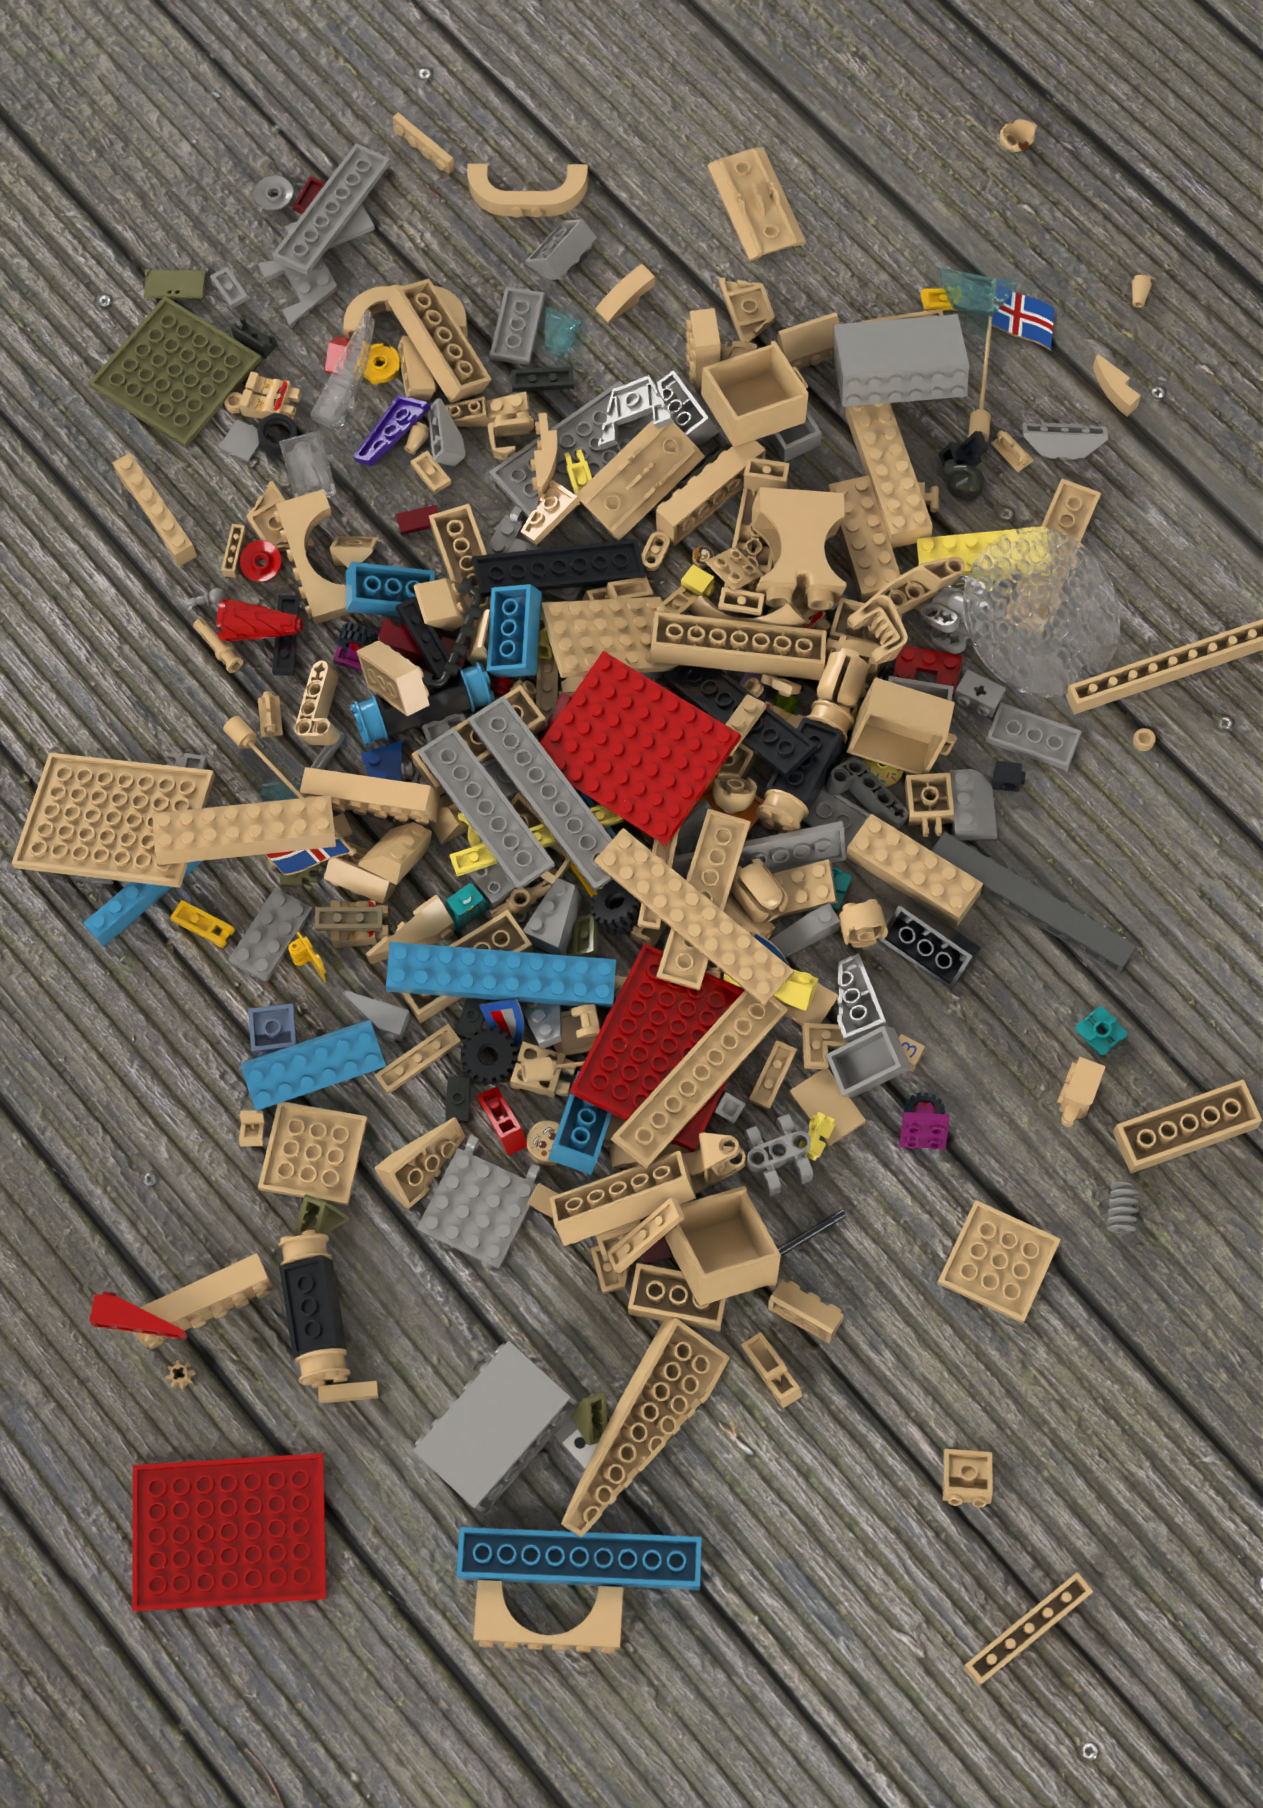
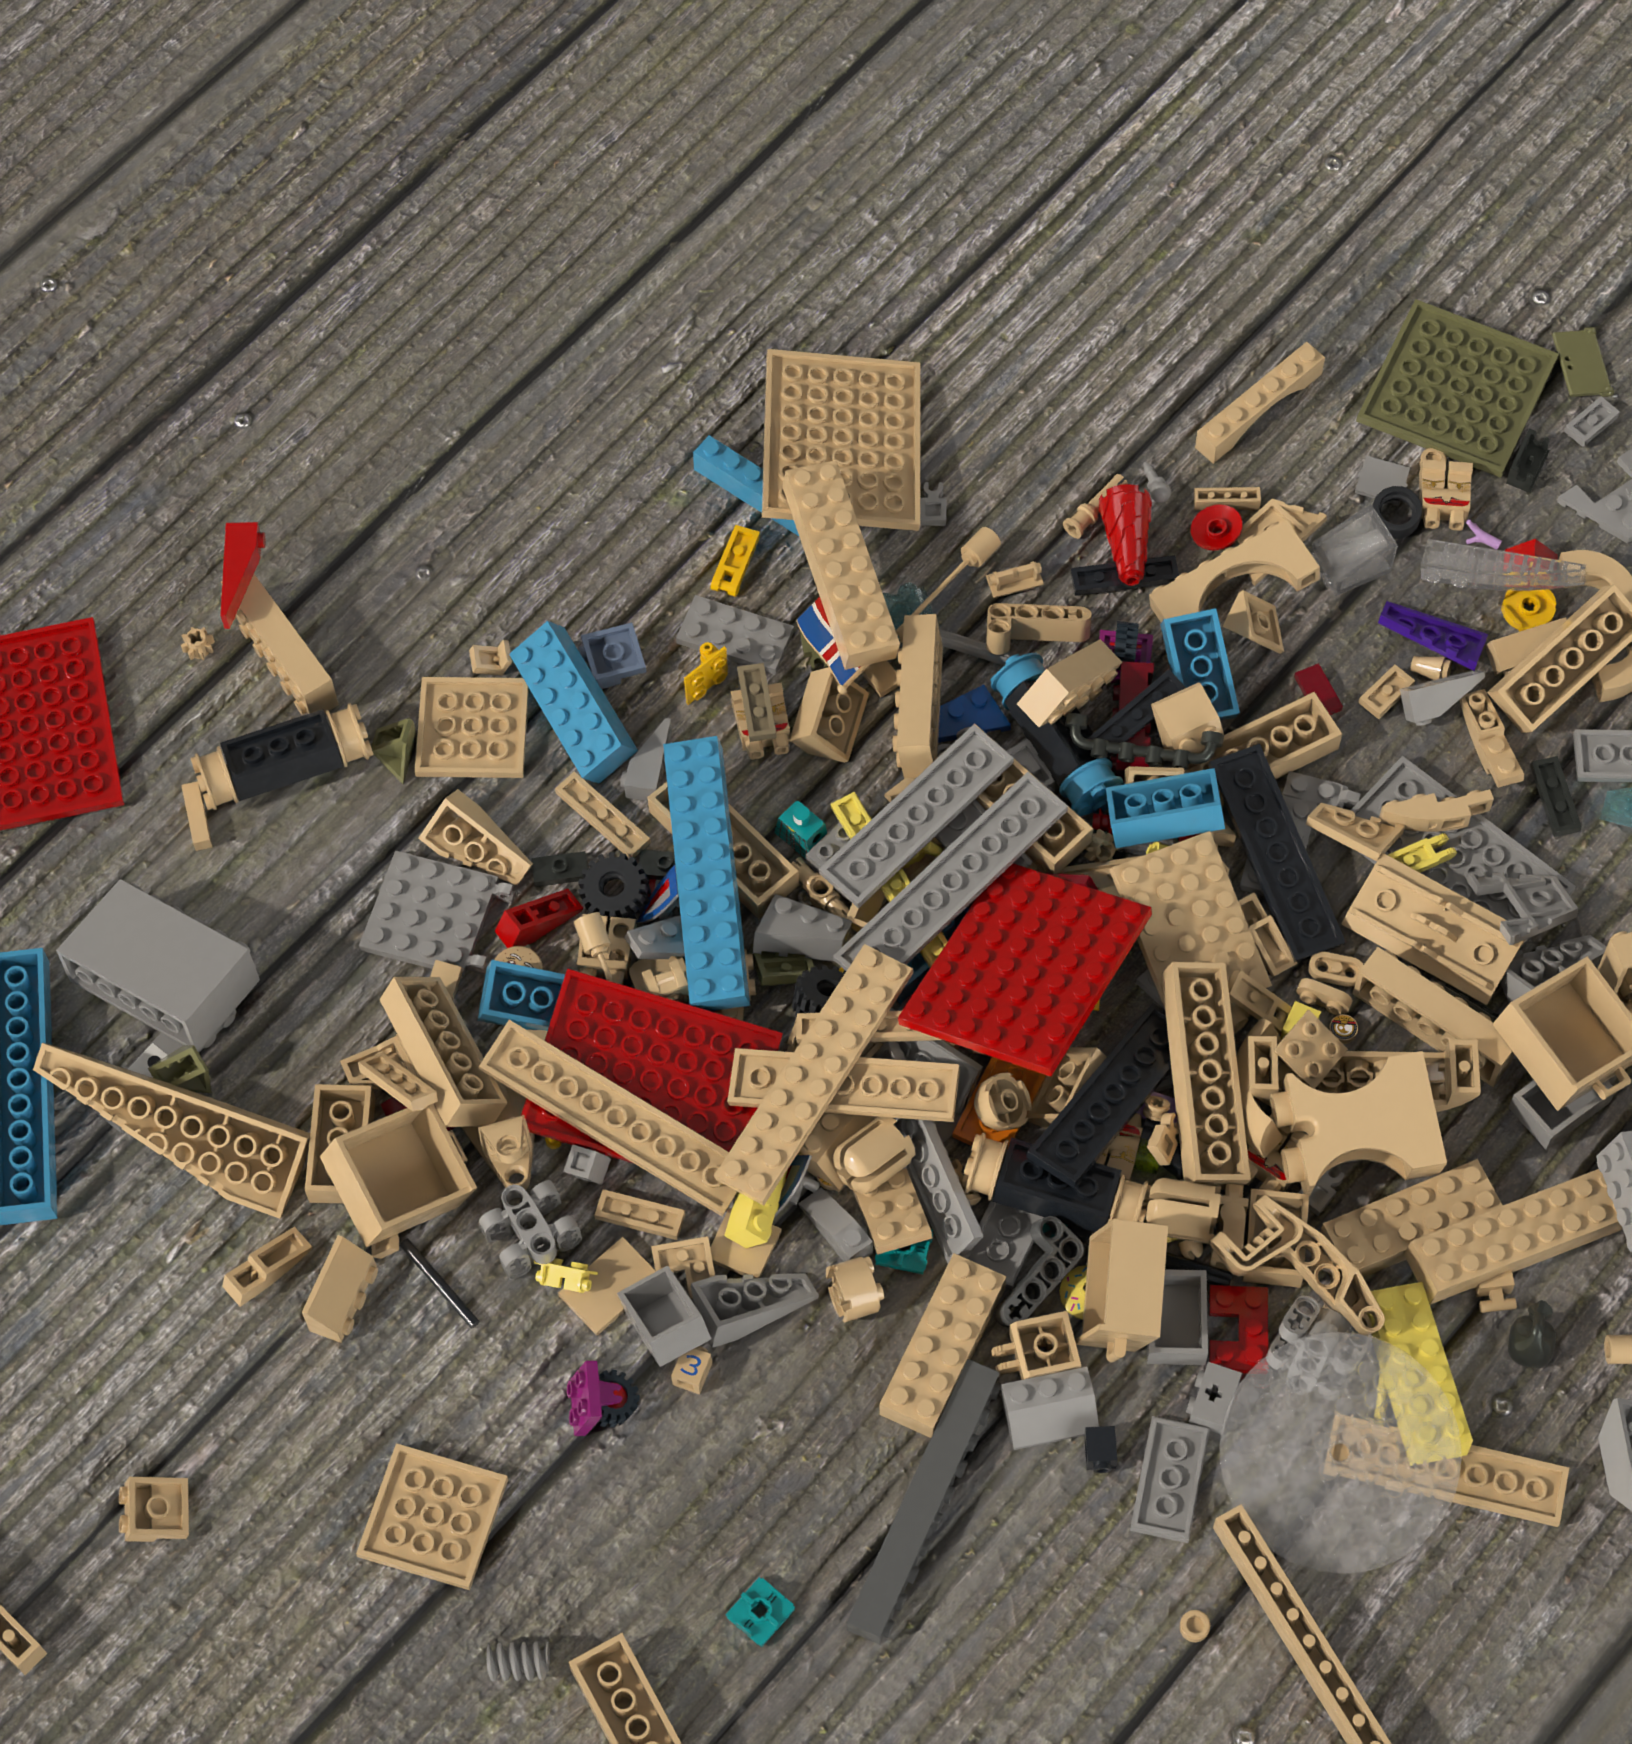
camera: 80 degrees right, 5 degrees down
(311, 381) = (1482, 536): none -> lavender bar
(397, 852) = (853, 741): tan slope -> none
(427, 927) = (766, 787): tan wedge -> none
(506, 427) = (1468, 755): tan piece -> none
(679, 558) = (1323, 995): none -> tan plate
(745, 717) = (1090, 1091): tan plate -> none
(930, 943) = (846, 1379): black slope -> none
(967, 452) = (1574, 1332): black brick -> none
(1011, 451) = (1598, 1398): tan hinge -> none
(1080, 1091) = (665, 1585): tan hinge -> none

